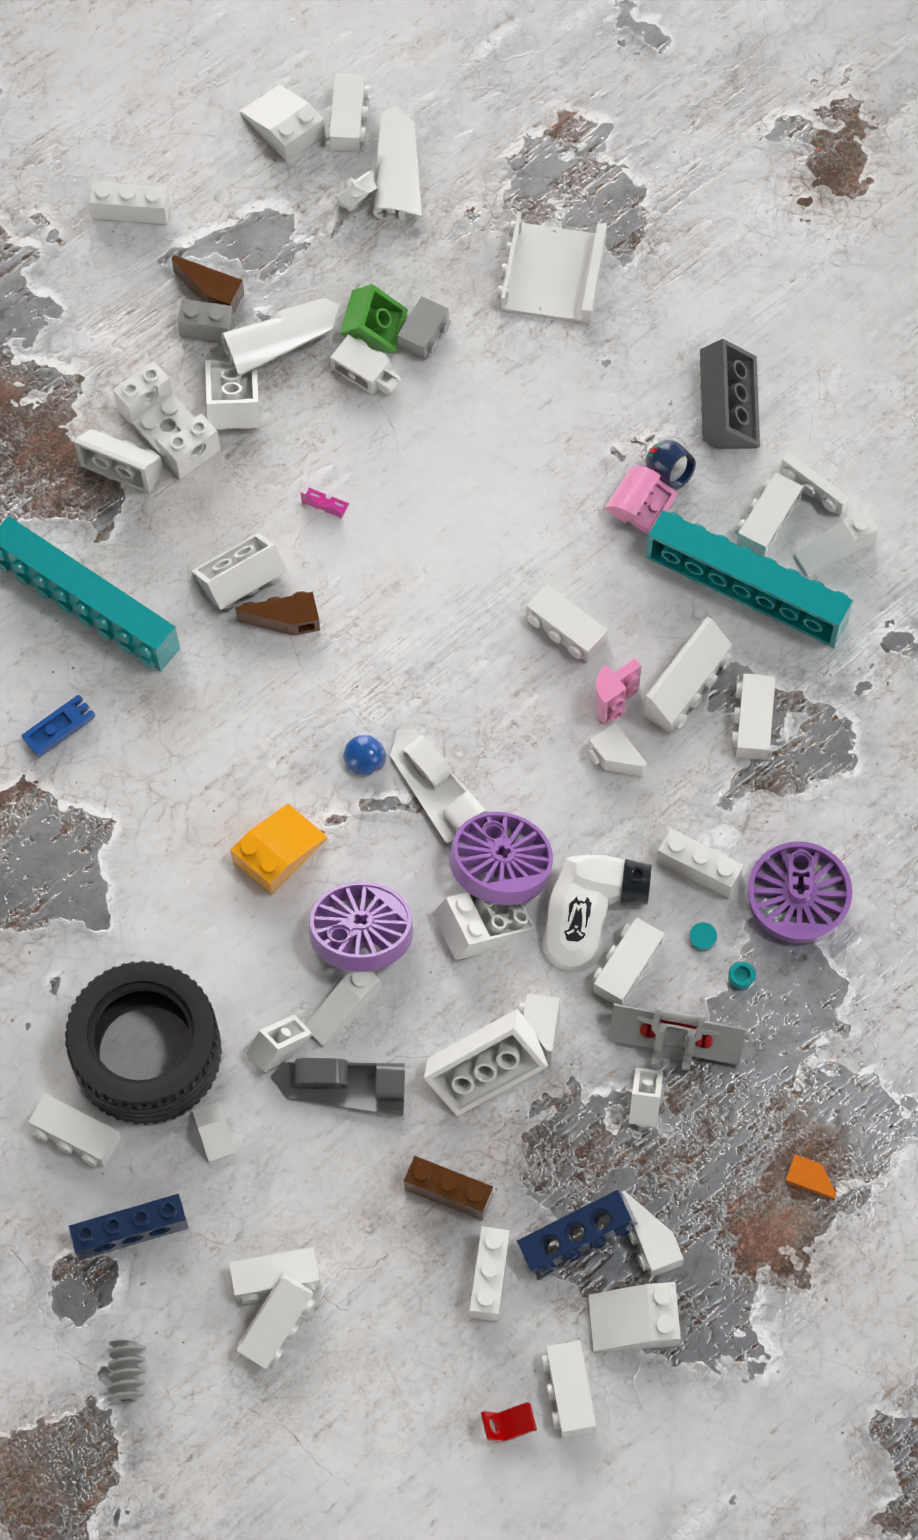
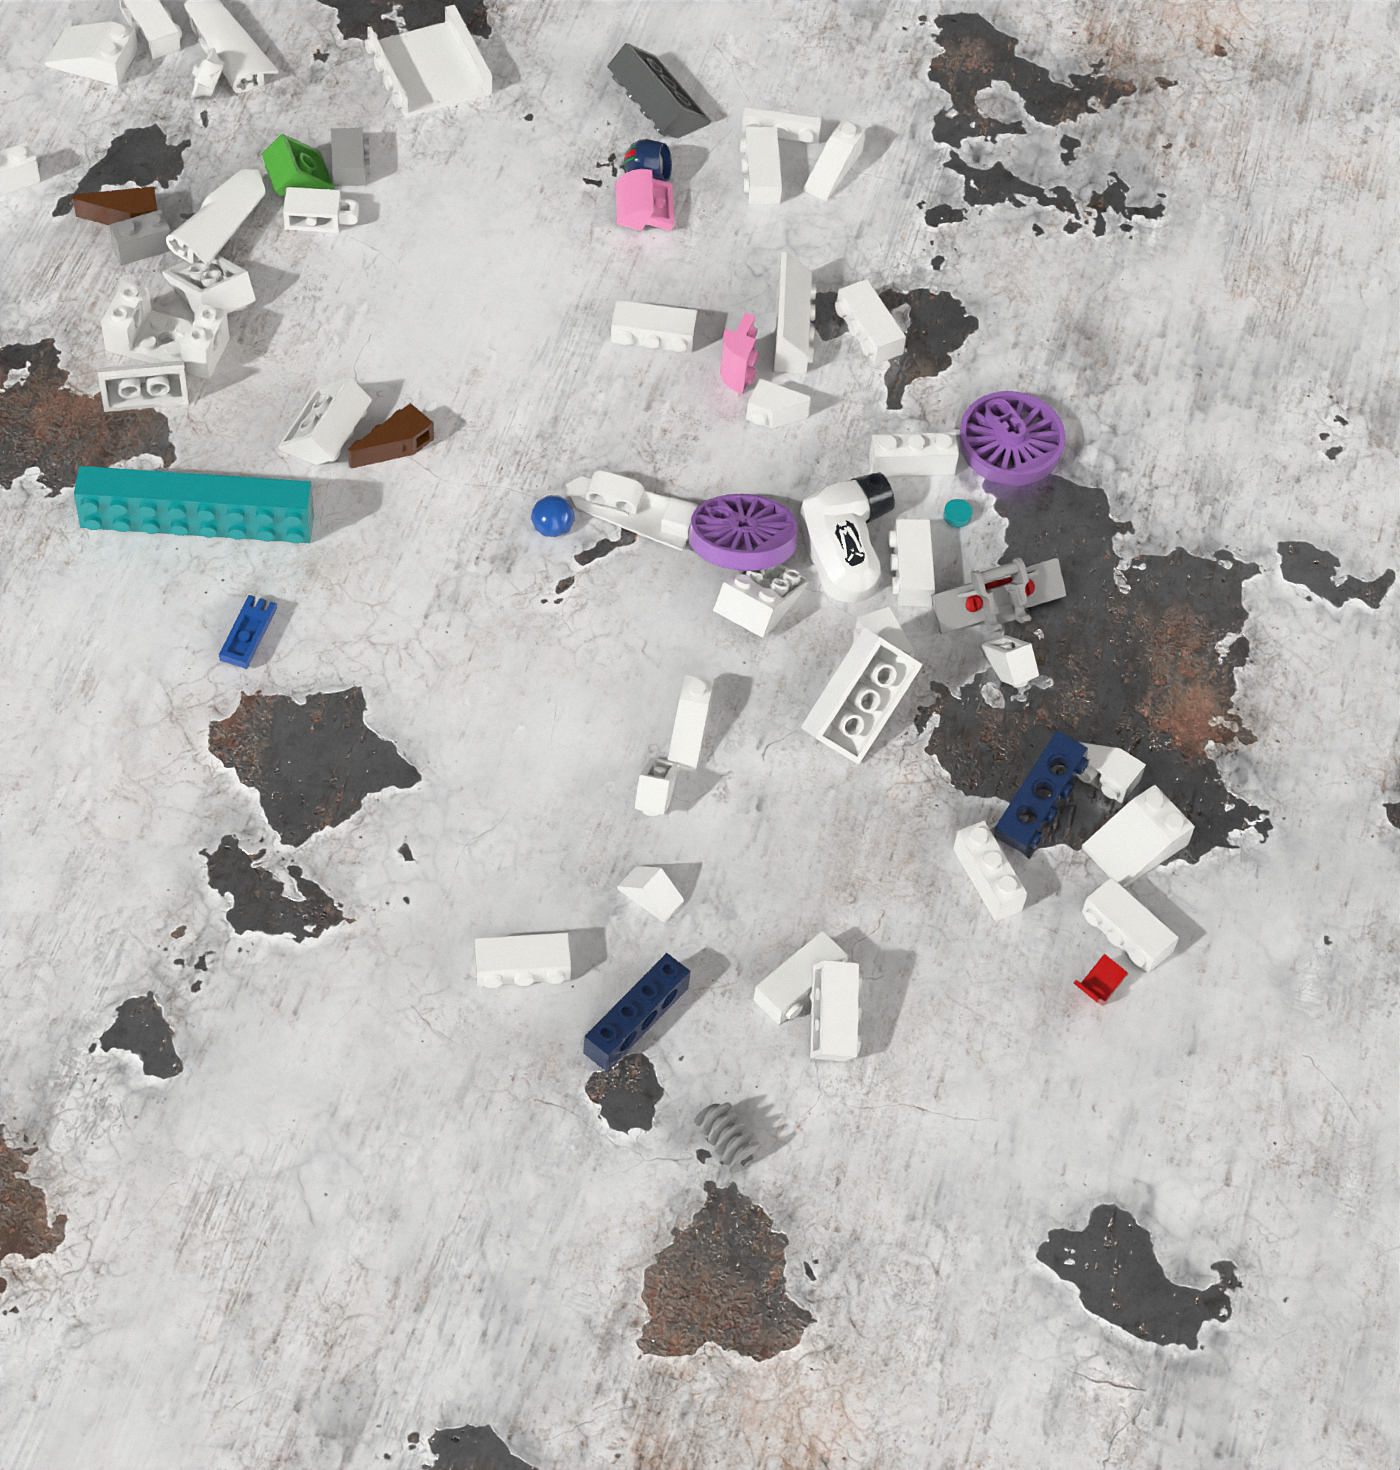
camera: 40 degrees left, 10 degrees down
(130, 988) = (539, 787): black tyre -> none
(277, 847) = (531, 631): light orange slope -> none
(318, 503) = (345, 338): dark pink piece -> none
(344, 1084) = (740, 790): dark grey panel -> none
(354, 929) = (662, 658): medium lavender piece -> none
(448, 1188) = (900, 821): reddish brown brick -> none
(741, 975) = (1013, 527): teal tile -> none
(748, 578) = (785, 216): teal brick -> none
(810, 1177) = (1192, 651): orange tile -> none

